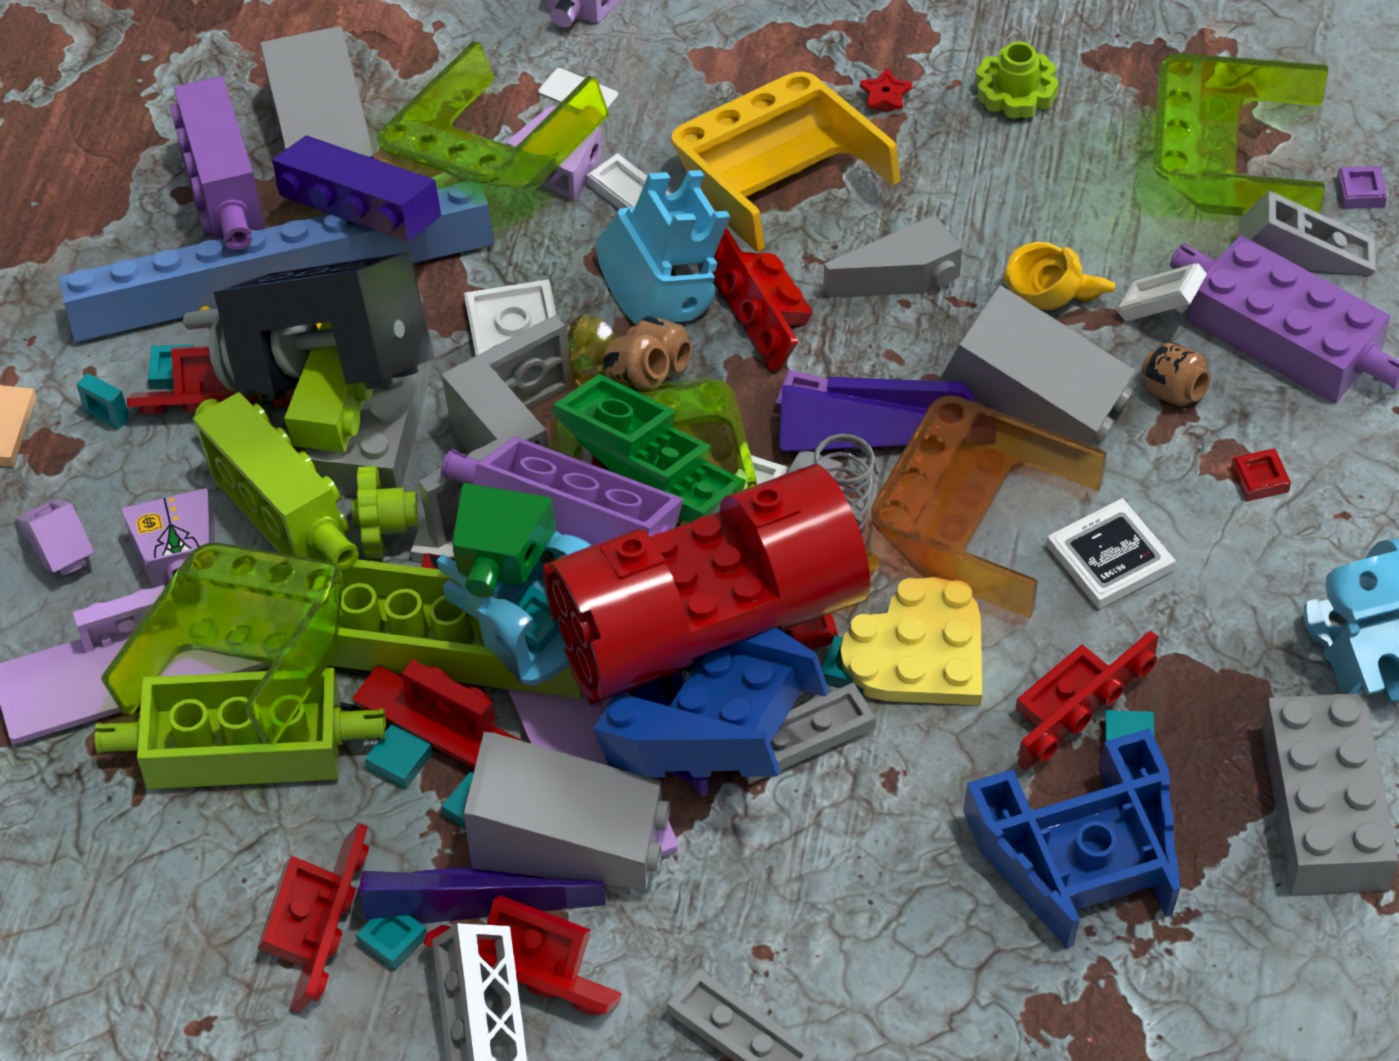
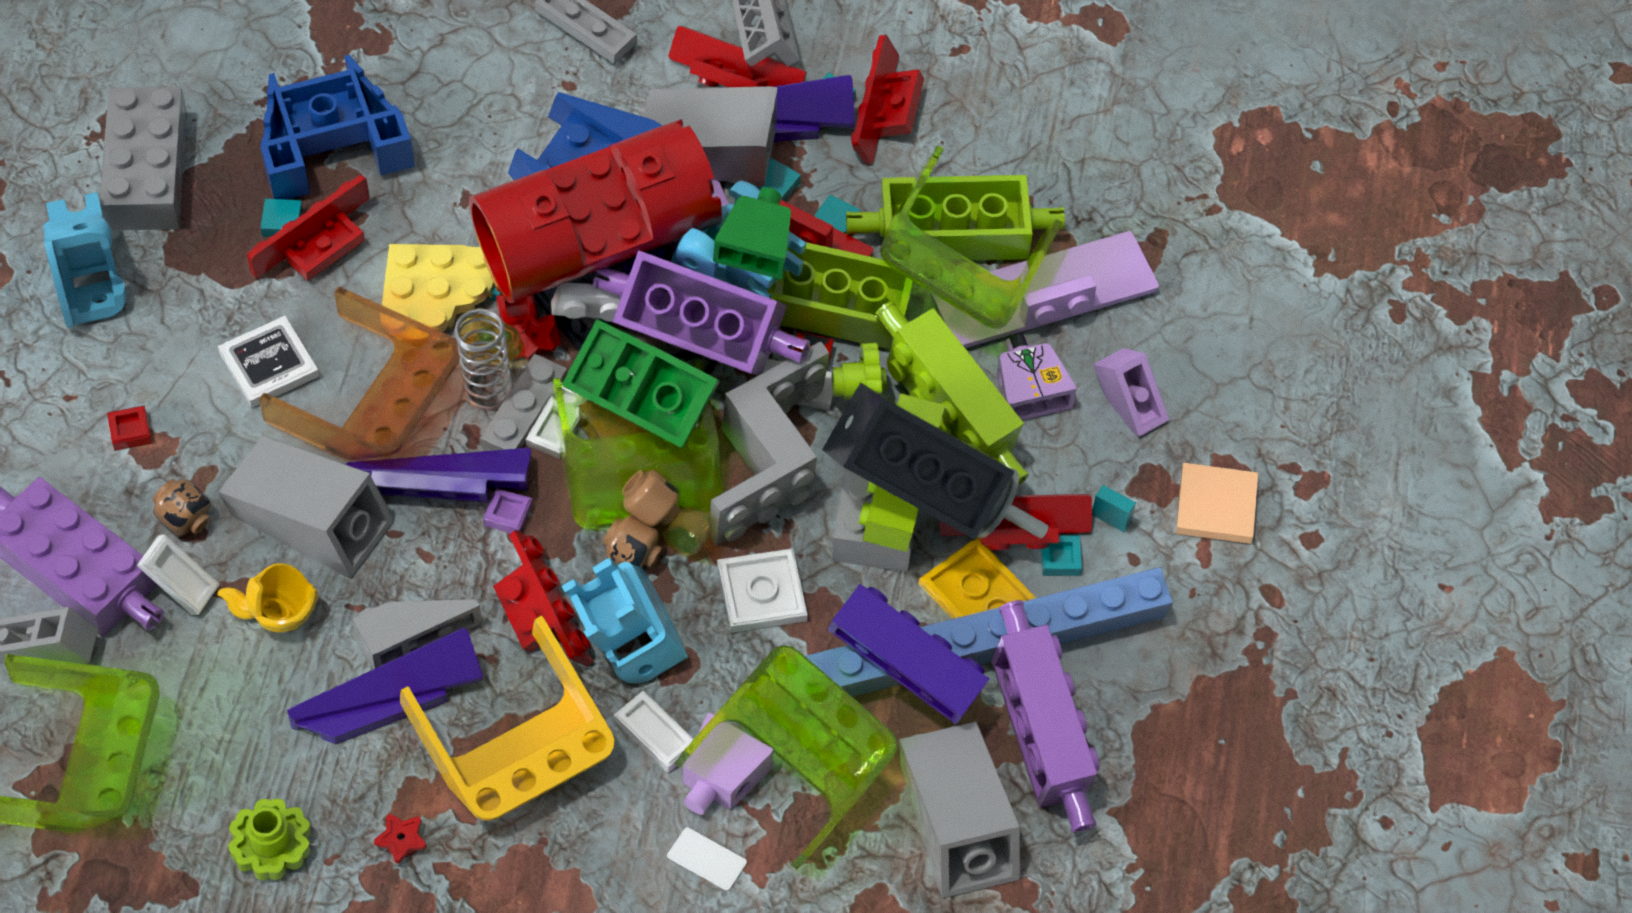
camera: 175 degrees right, 5 degrees up
(944, 197) = (375, 696): none -> dark purple wedge

